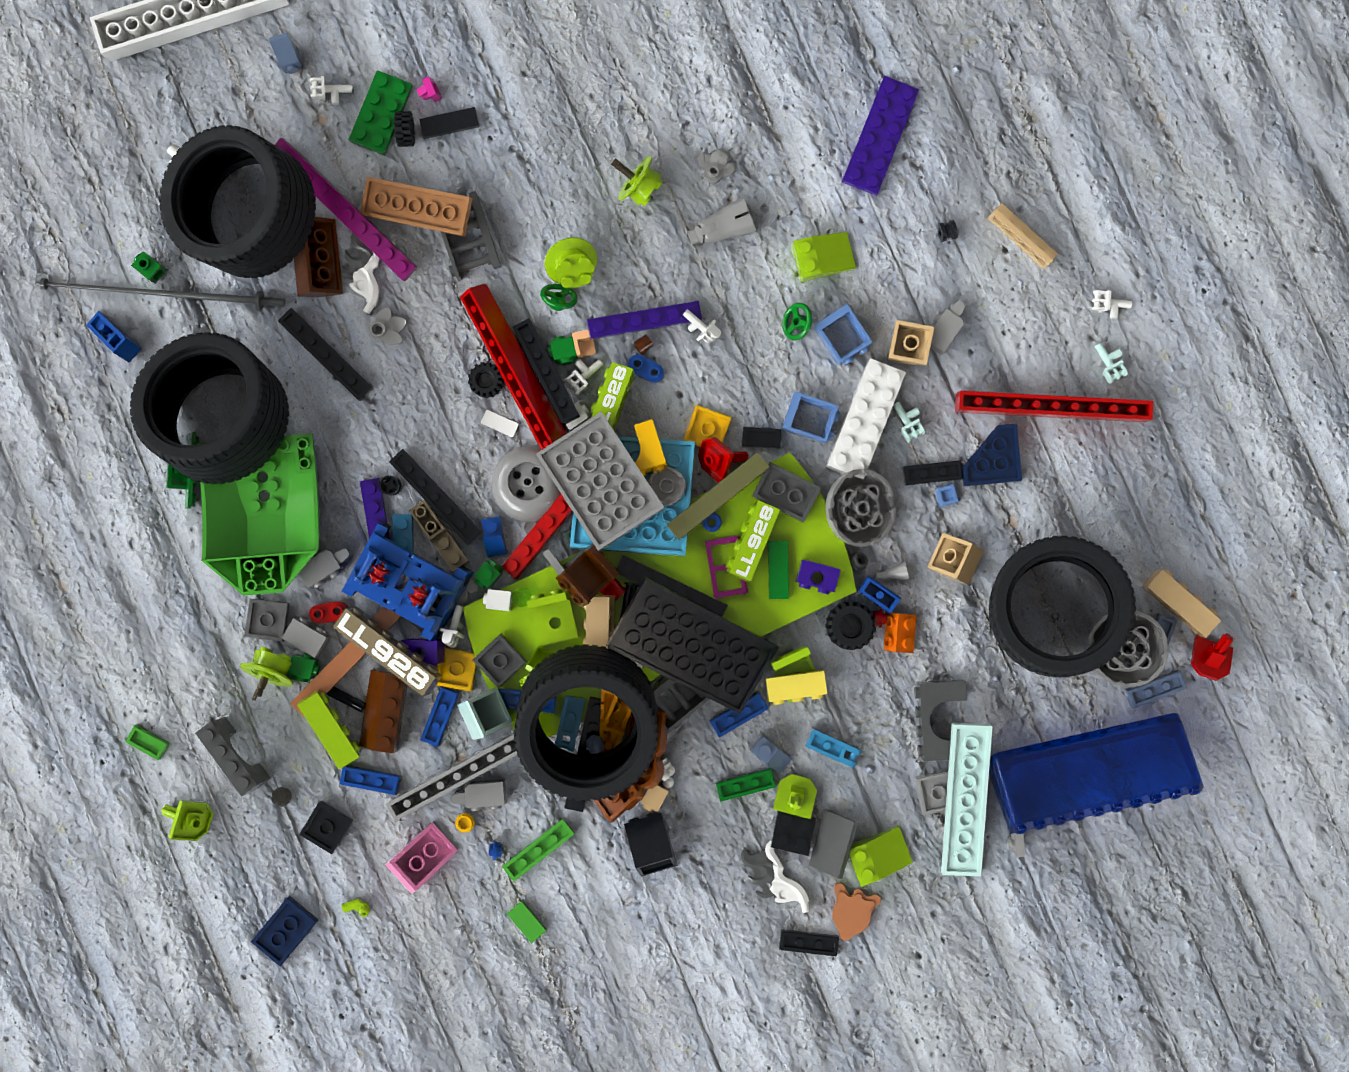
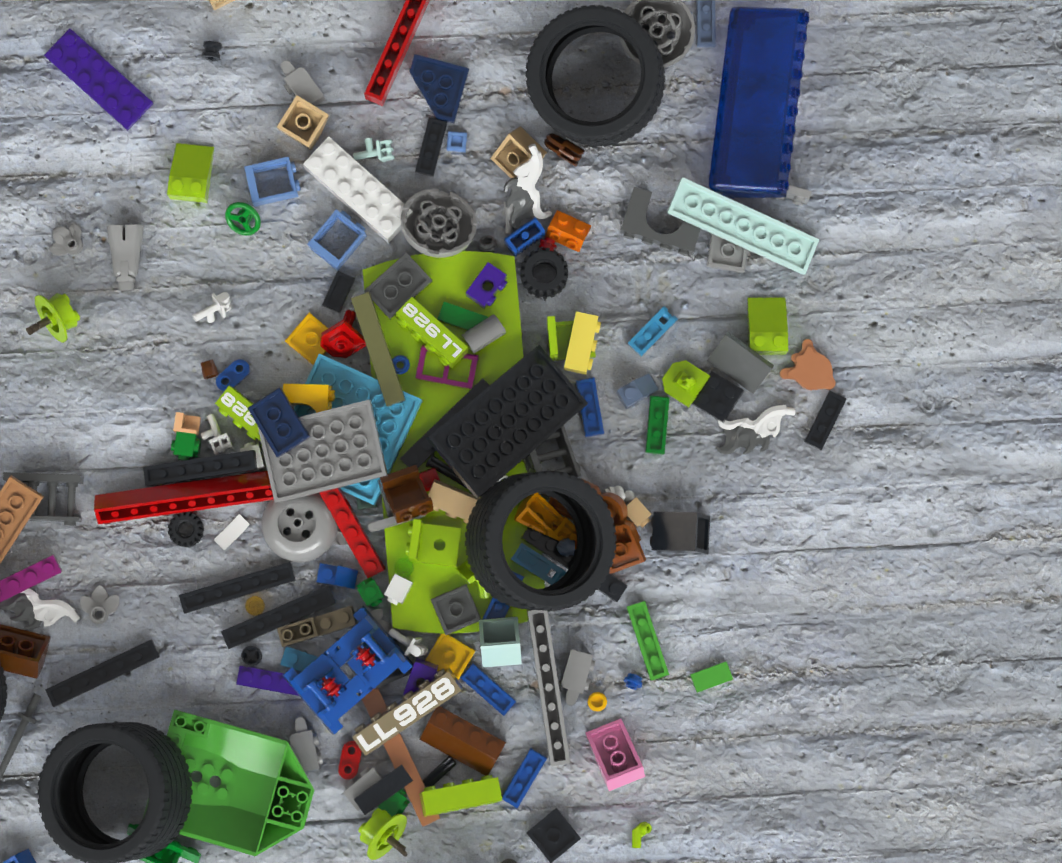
camera: 75 degrees left, 5 degrees down
(266, 619) = (335, 821): flat silver plate -> none
(308, 655) = (383, 789): none -> black tile
(439, 471) = (255, 605): none -> clear yellow tile
(449, 448) = (237, 587): none -> black plate
(558, 298) = (137, 434): green piece -> none
(571, 262) = (107, 406): lime piece -> none
(612, 429) = (279, 422): none -> dark blue tile
(641, 320) = (186, 361): dark purple plate -> none
(668, 485) = (350, 390): light grey tile -> none
(770, 590) = (484, 333): none -> light grey brick
(921, 577) = (523, 192): none -> piece
(978, 600) = (564, 148): none -> reddish brown arm

